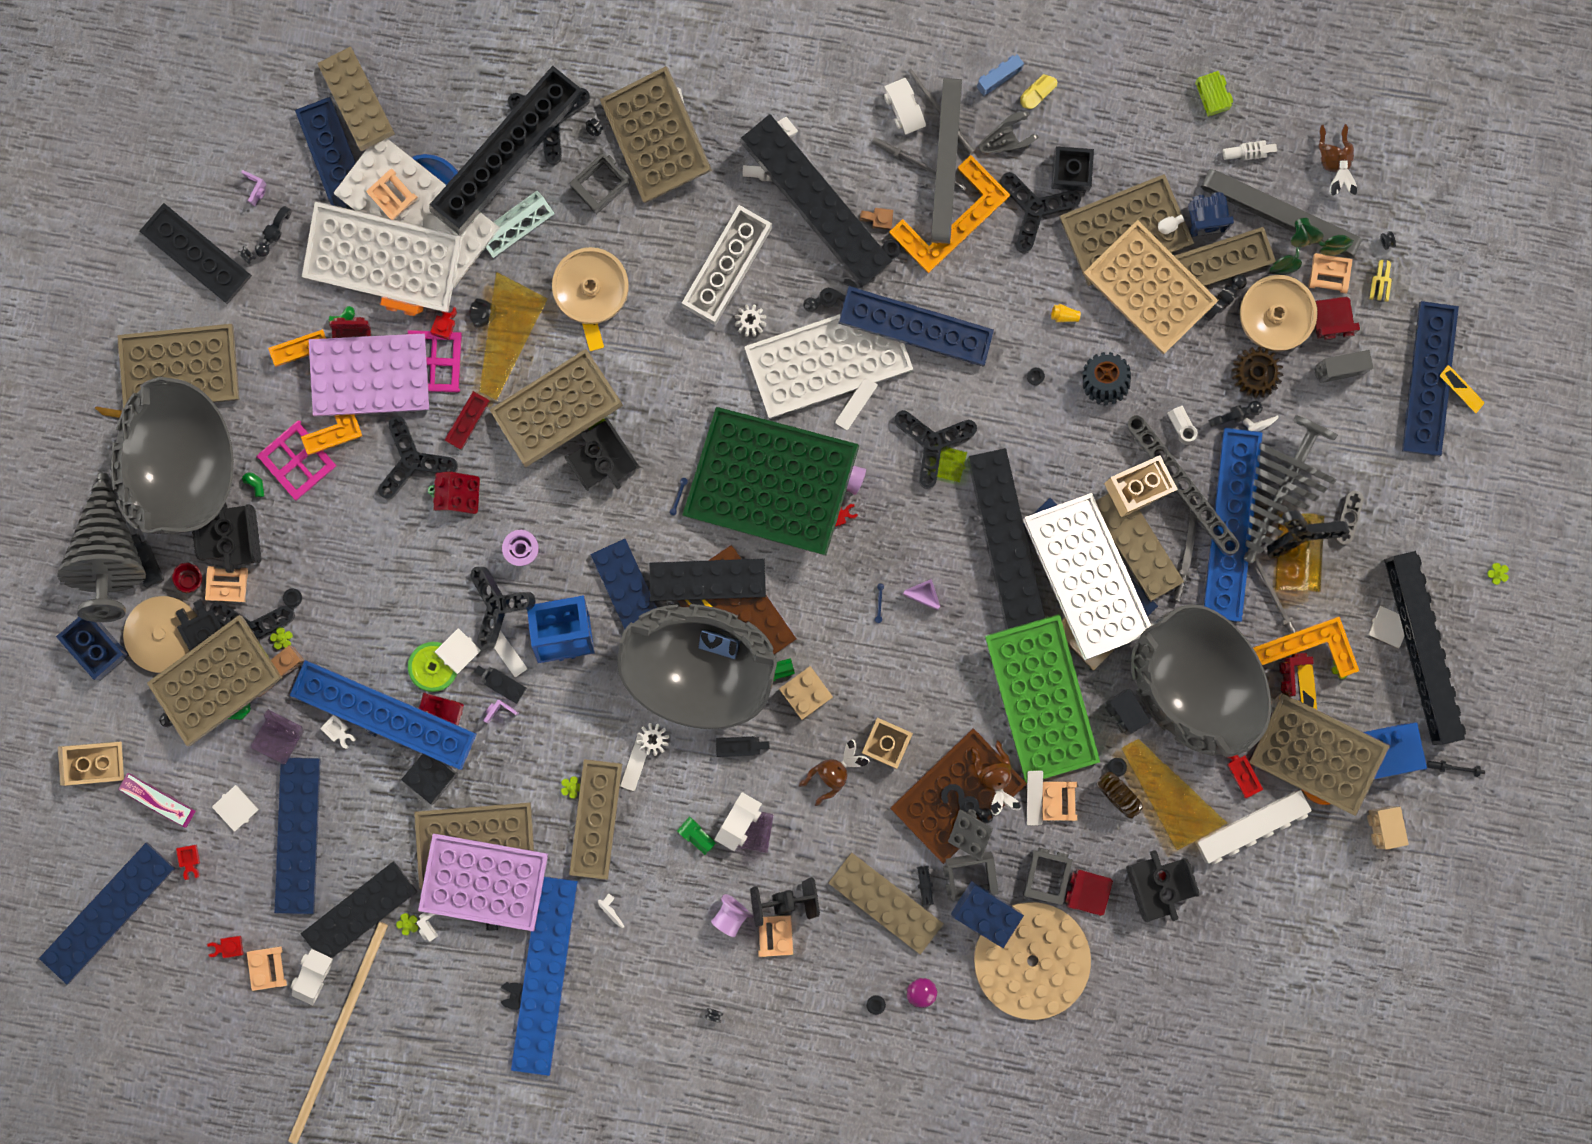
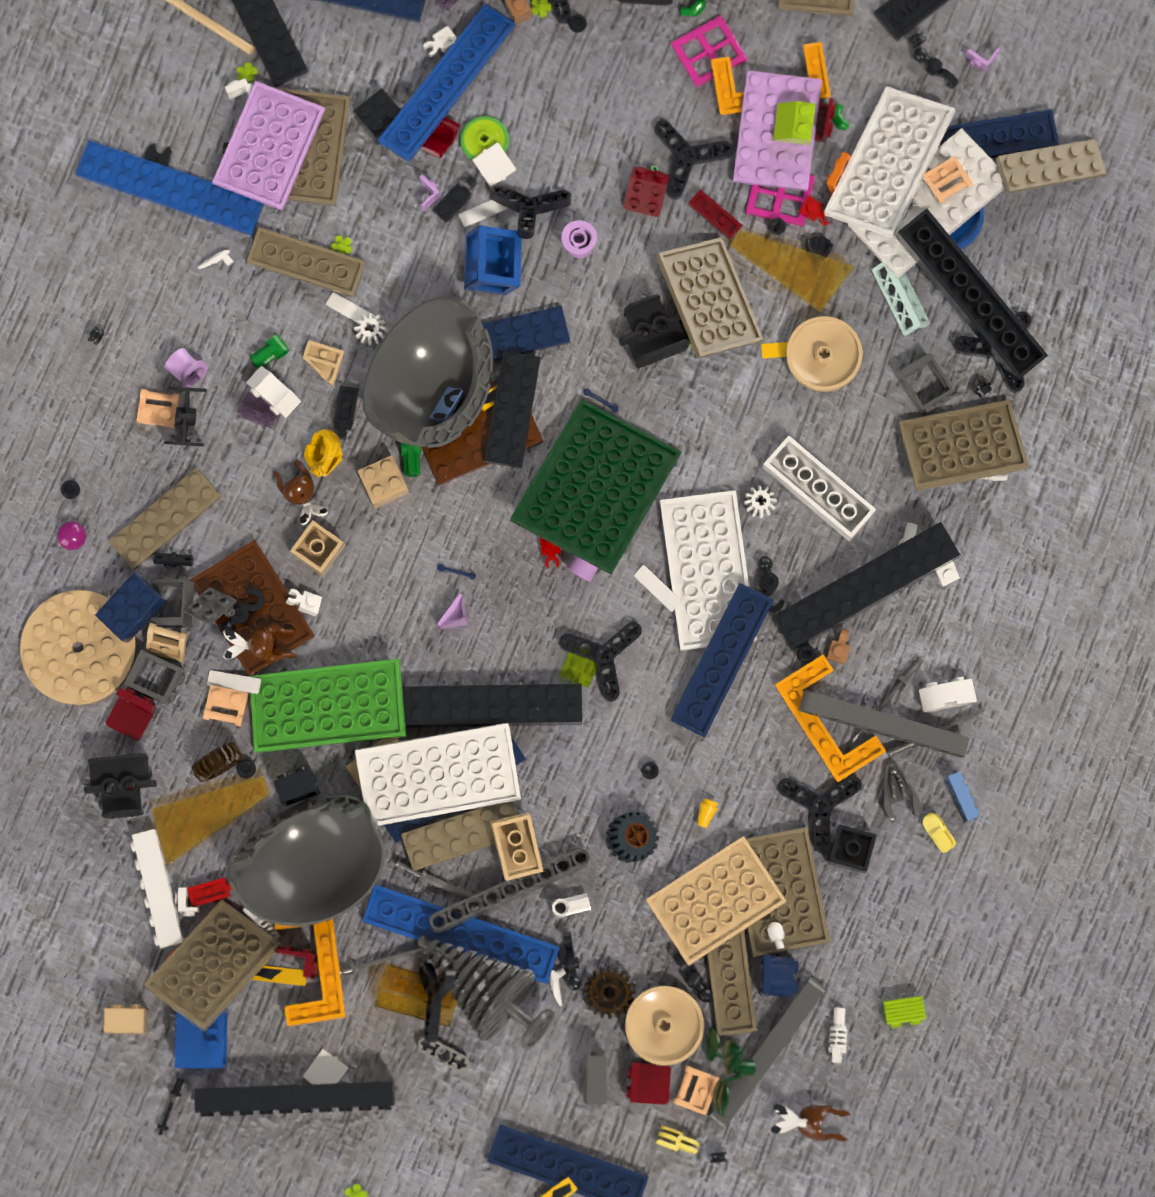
camera: 105 degrees right, 5 degrees down
(360, 356) = (794, 122): none -> lime slope
(462, 361) = (780, 231): none -> black bush
(693, 779) = (324, 360): none -> tan wing
(789, 758) = (323, 452): none -> yellow helmet
(941, 742) = (307, 602): none -> white plate
(1011, 872) = (165, 647): none -> tan plate
(1257, 801) = (181, 899): none -> white bracket

